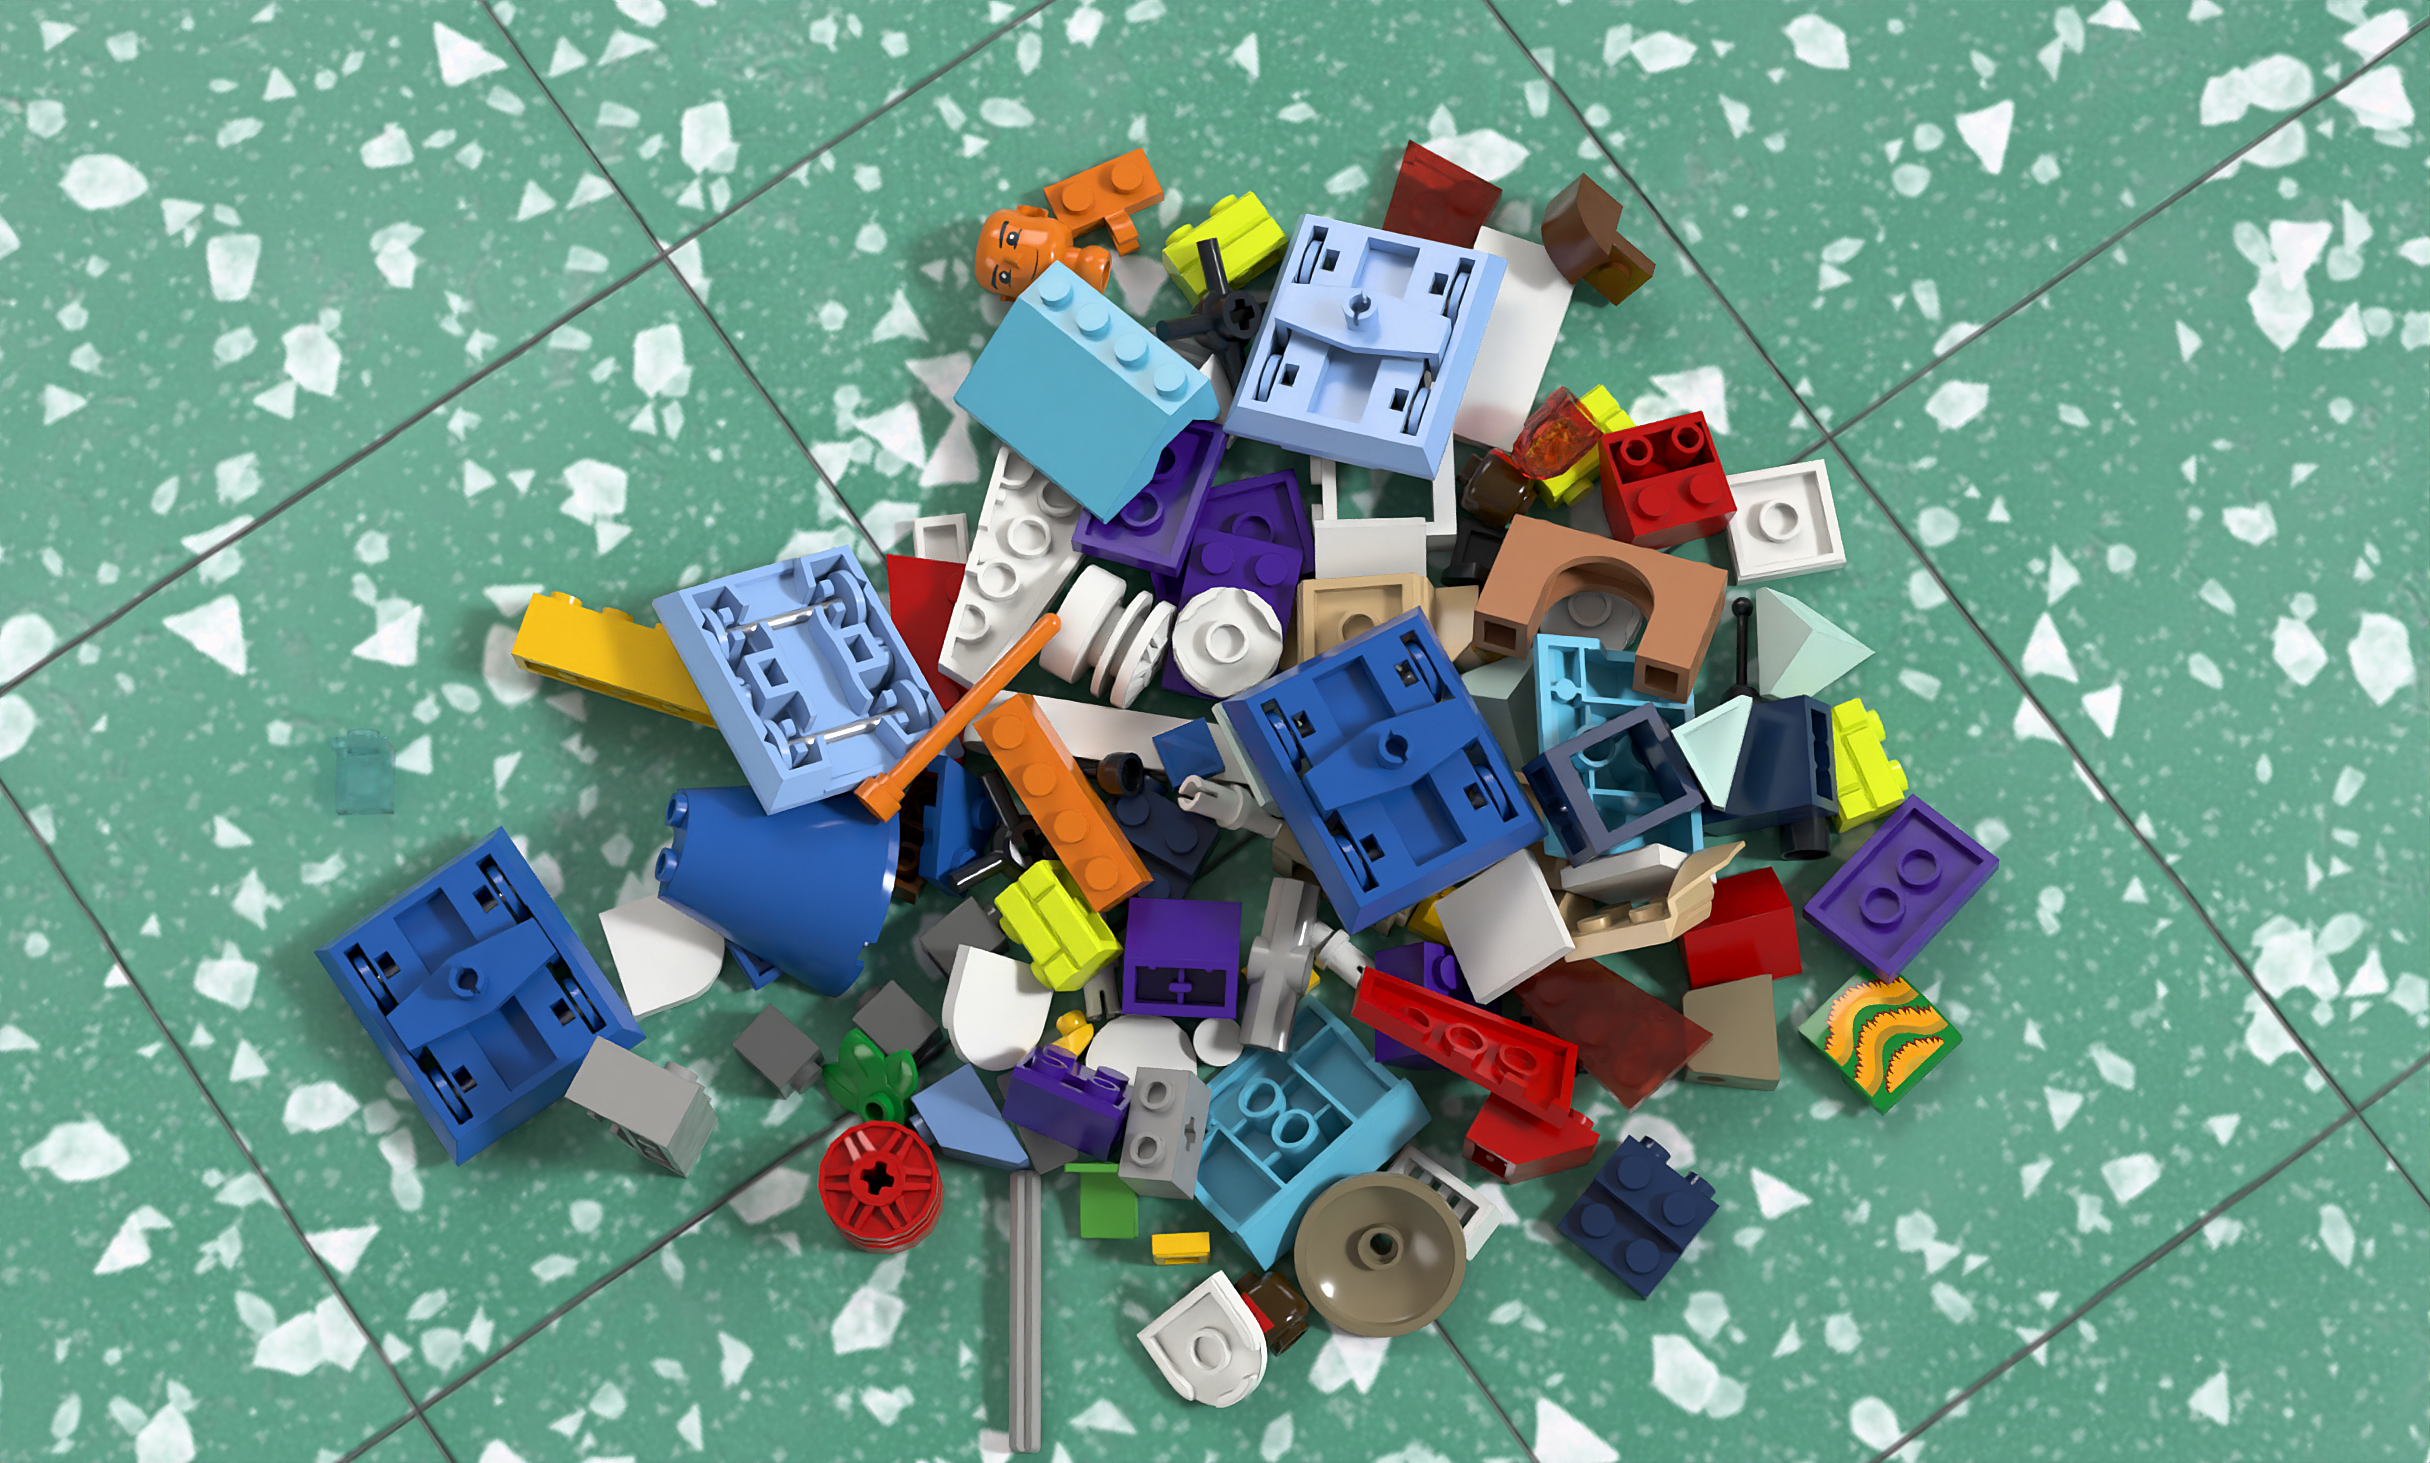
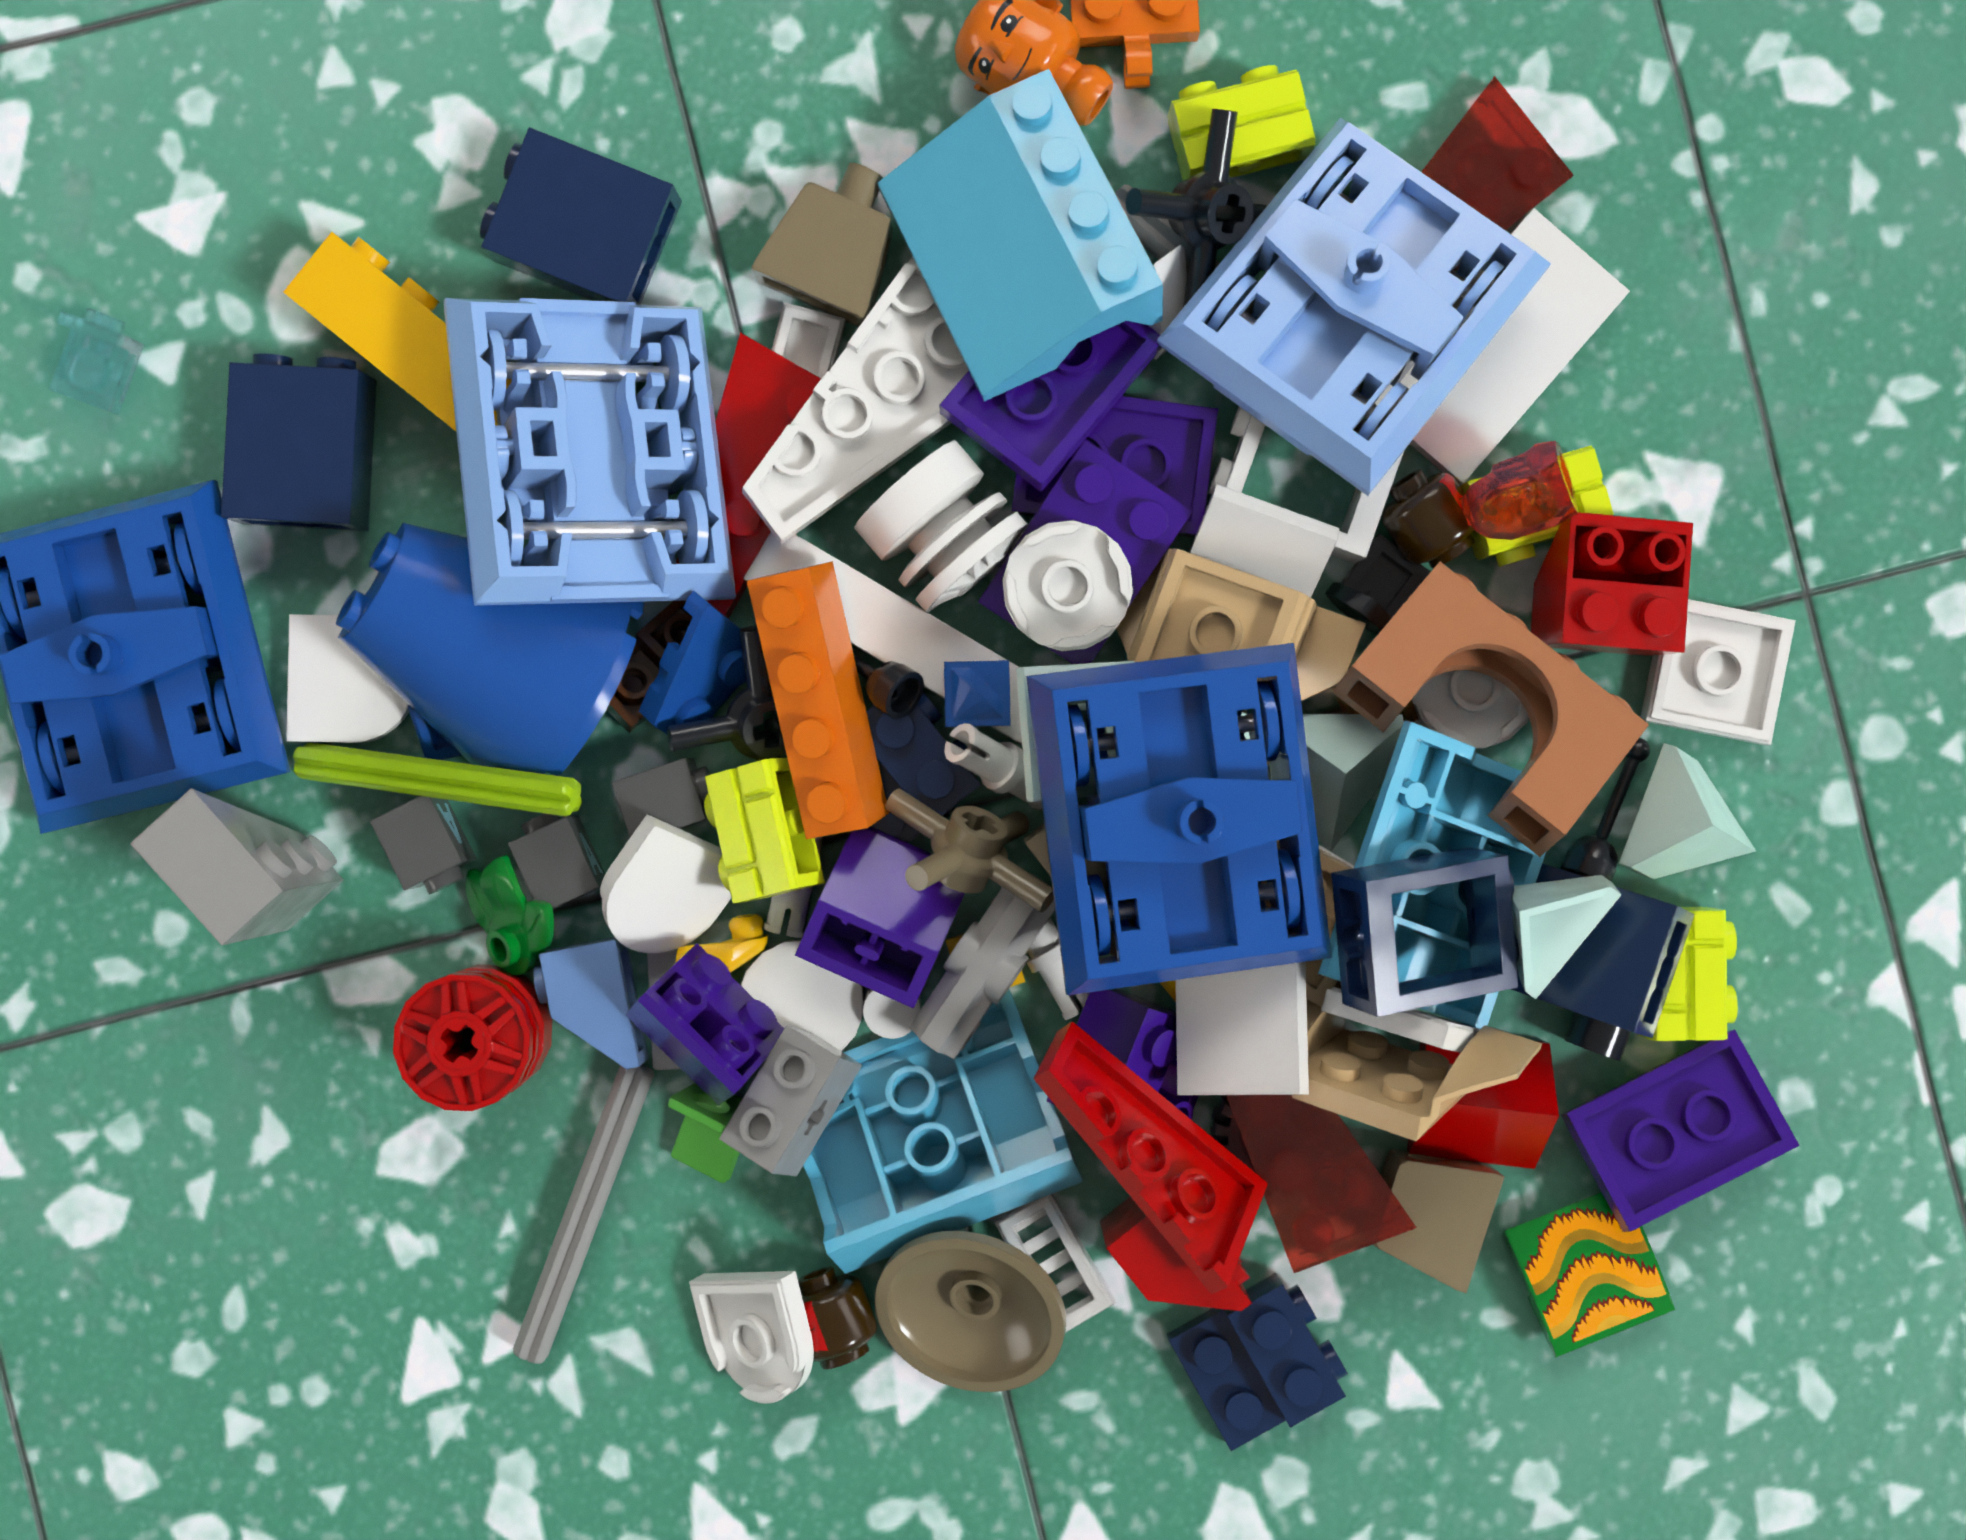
camera: 20 degrees right, 15 degrees up
(559, 775) = (299, 444): none -> dark blue brick
(722, 515) = (579, 220): none -> dark blue brick
(773, 988) = (438, 779): none -> lime axle
(885, 792) = (621, 620): orange piece -> none
(934, 462) = (830, 247): none -> dark tan torso
(1181, 1248) = (767, 1215): yellow tile -> none
(1230, 875) = (969, 850): none -> dark tan bar
(1584, 241) = (1644, 273): reddish brown brick -> none

